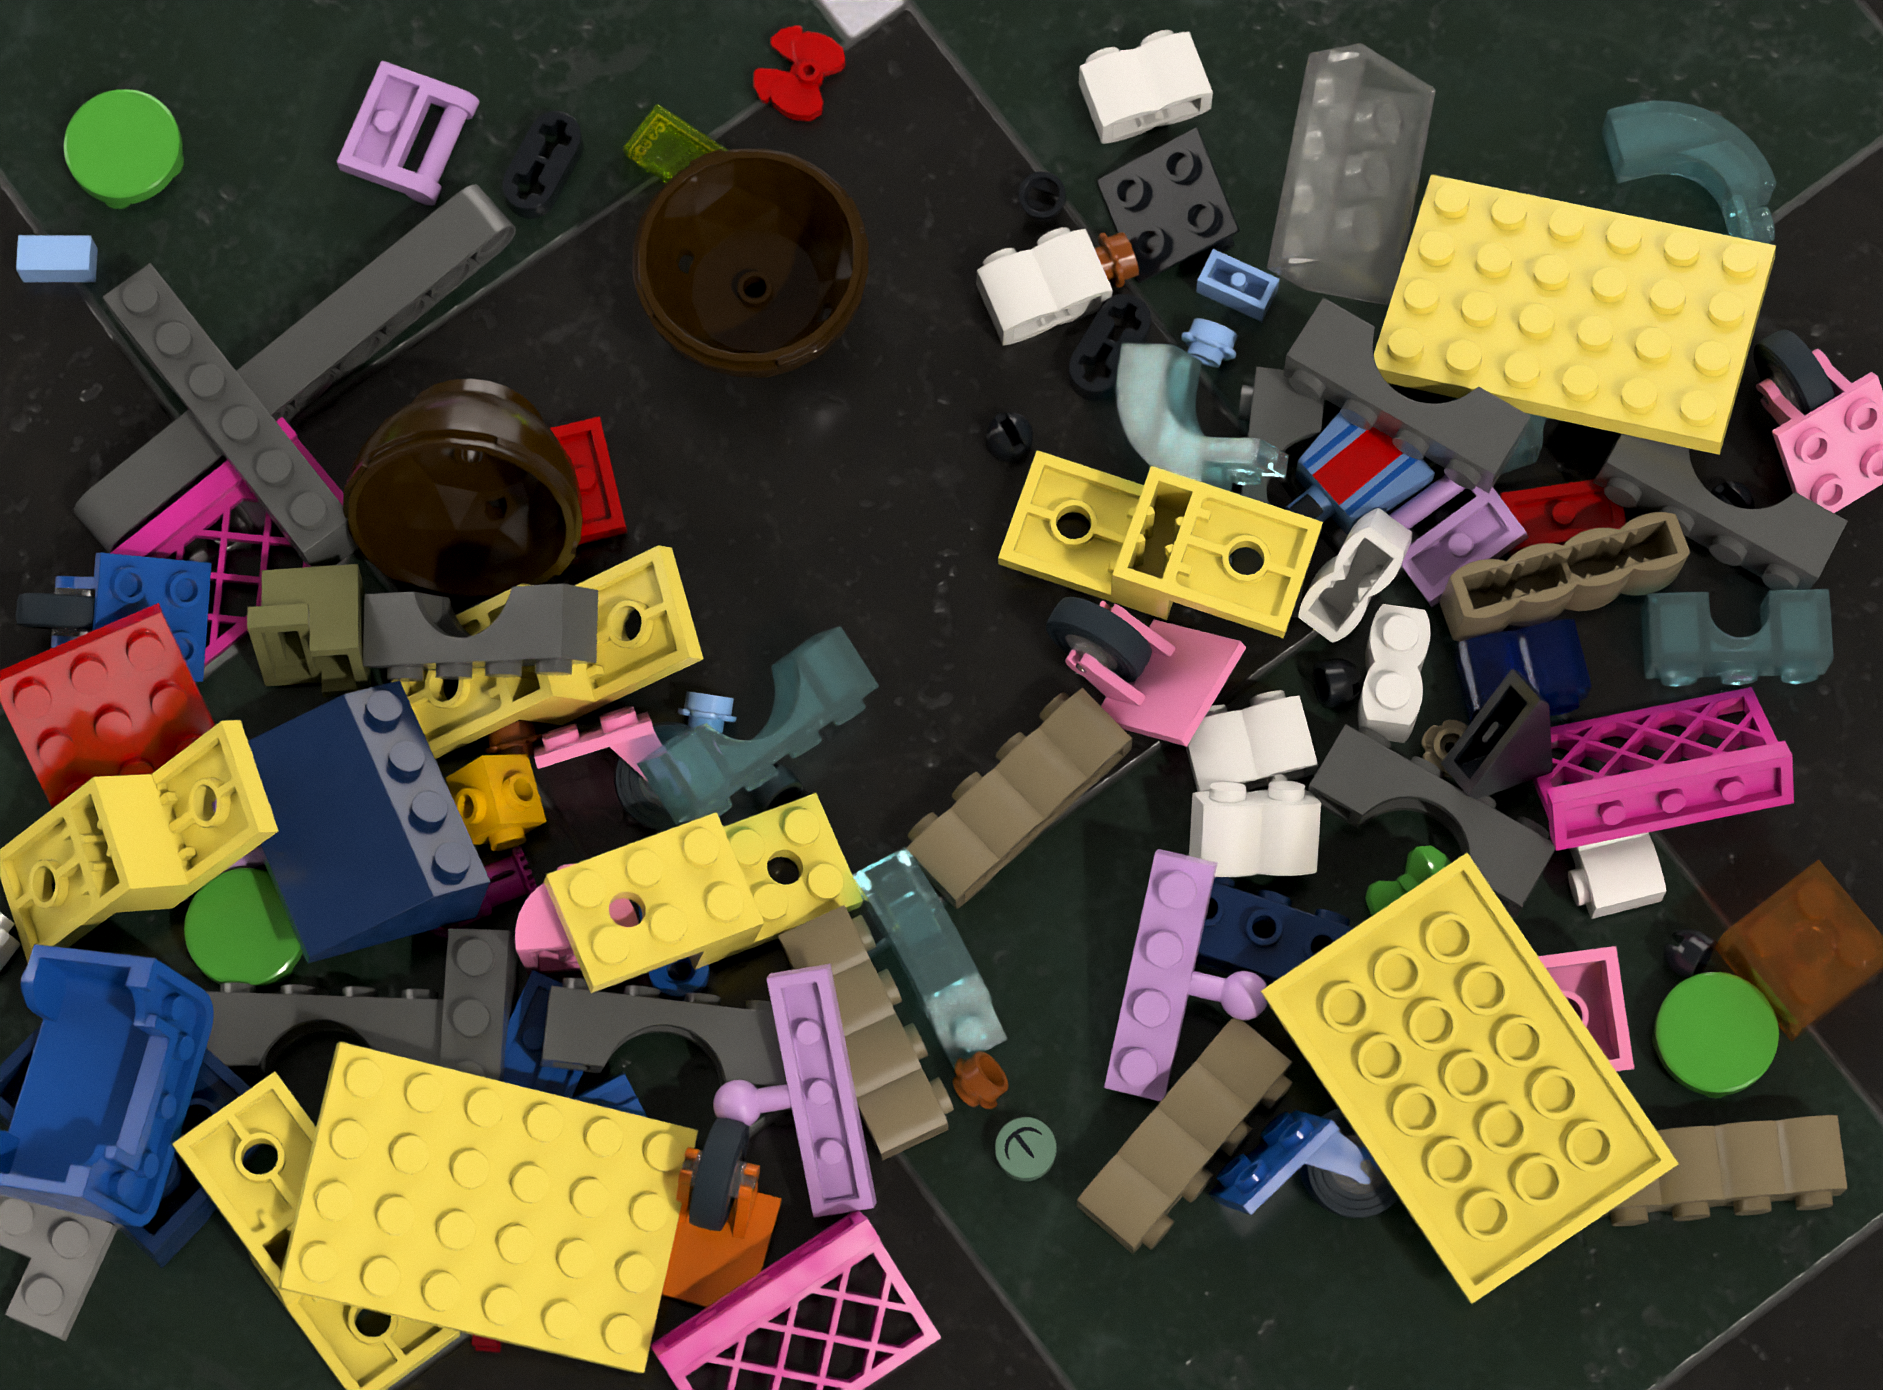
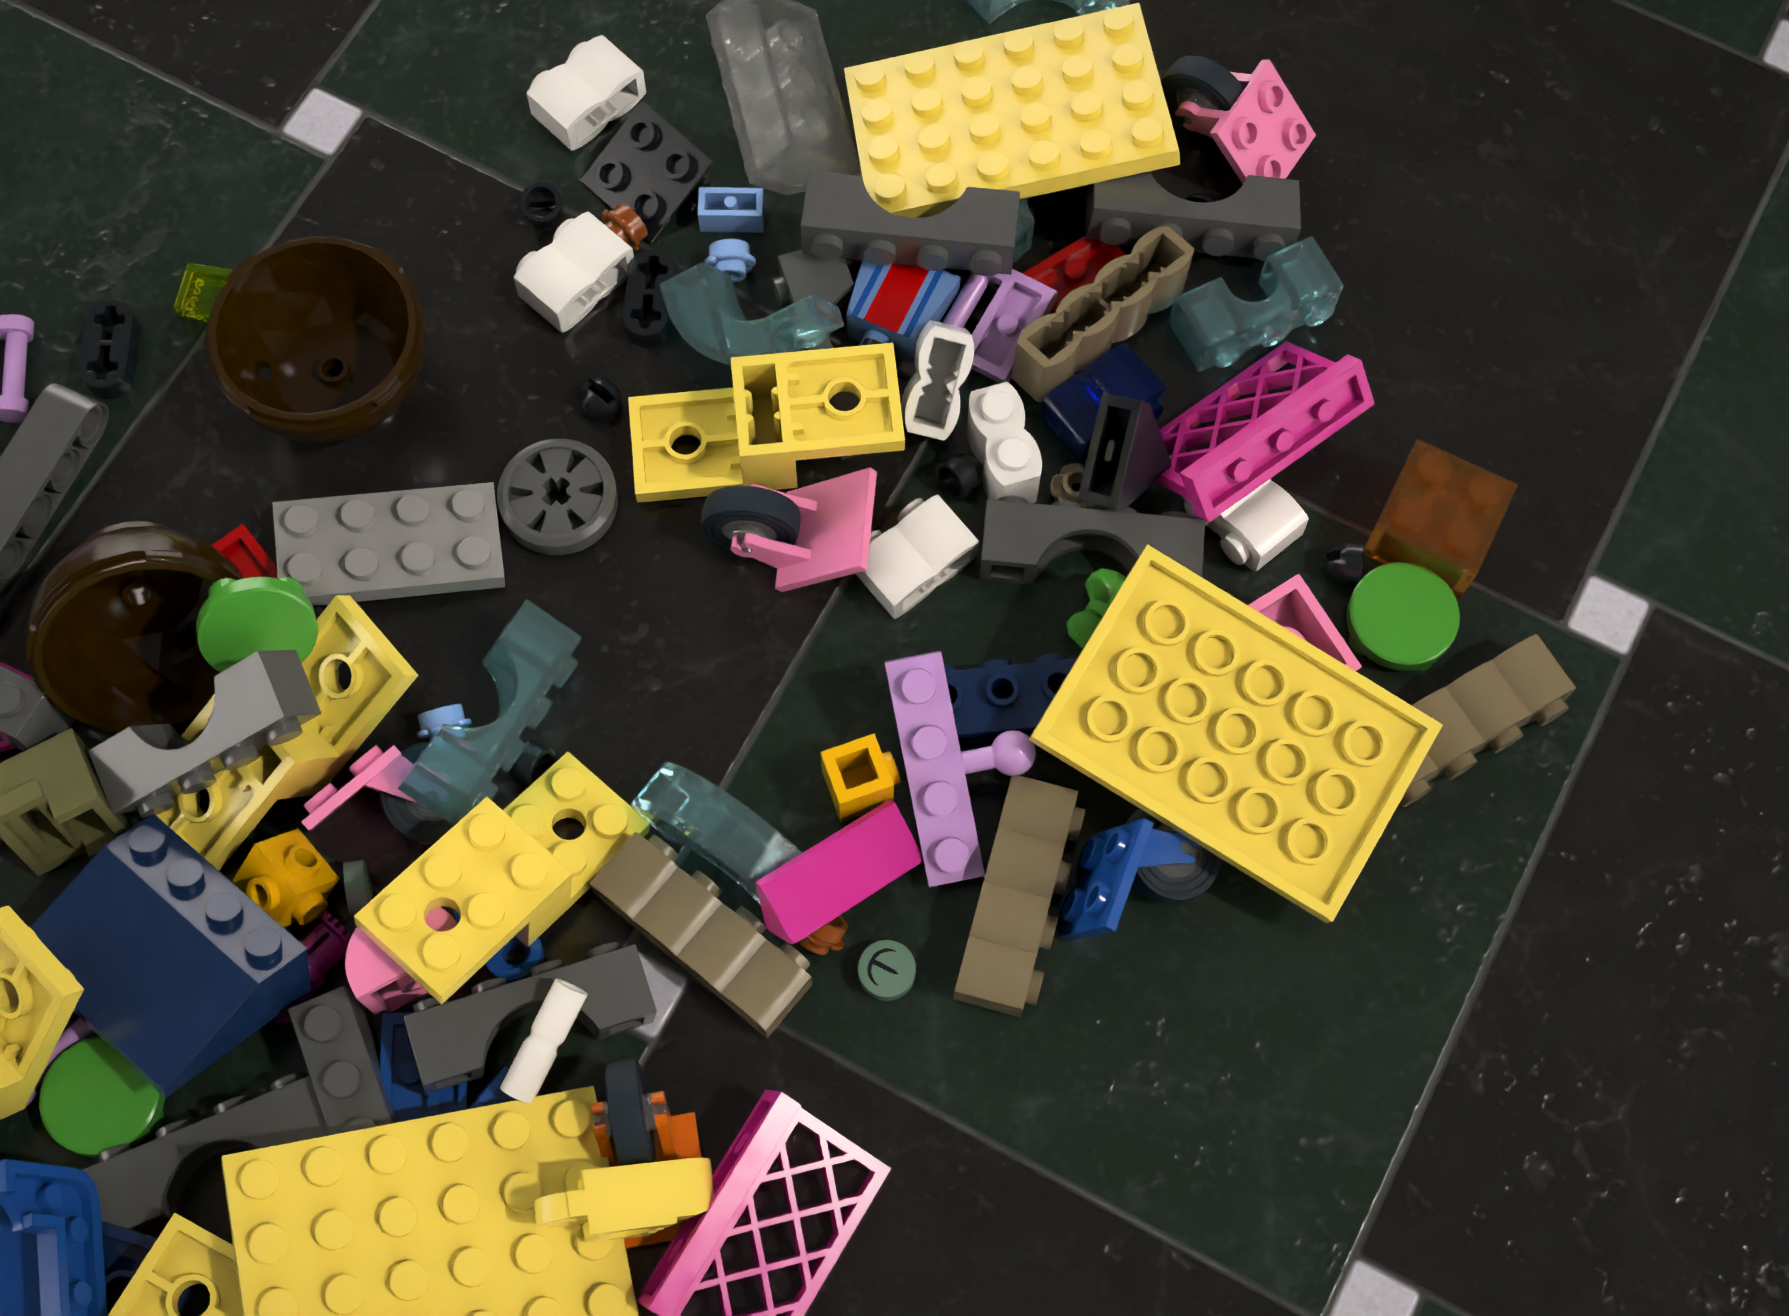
camera: 30 degrees left, 5 degrees down
(514, 739) = (281, 819): dark orange plate -> none
(559, 838) = (357, 885): none -> sand green tile
(571, 543) = (255, 617): none -> bright green tile
(664, 1072) = (541, 1046): none -> white piece
(686, 1251) = (631, 1199): none -> light yellow piece
(732, 502) = (391, 543): none -> light grey plate
(798, 92) = (303, 208): red piece -> none
(816, 1089) = (684, 1000): lavender plate -> none
(955, 533) = (557, 527): none -> dark grey wheel
(1019, 797) = (743, 678): dark tan brick -> none
(1019, 1035) = (837, 873): none -> dark pink slope
(1085, 950) = (859, 776): none -> yellow brick
(1256, 830) = (956, 615): white brick -> none

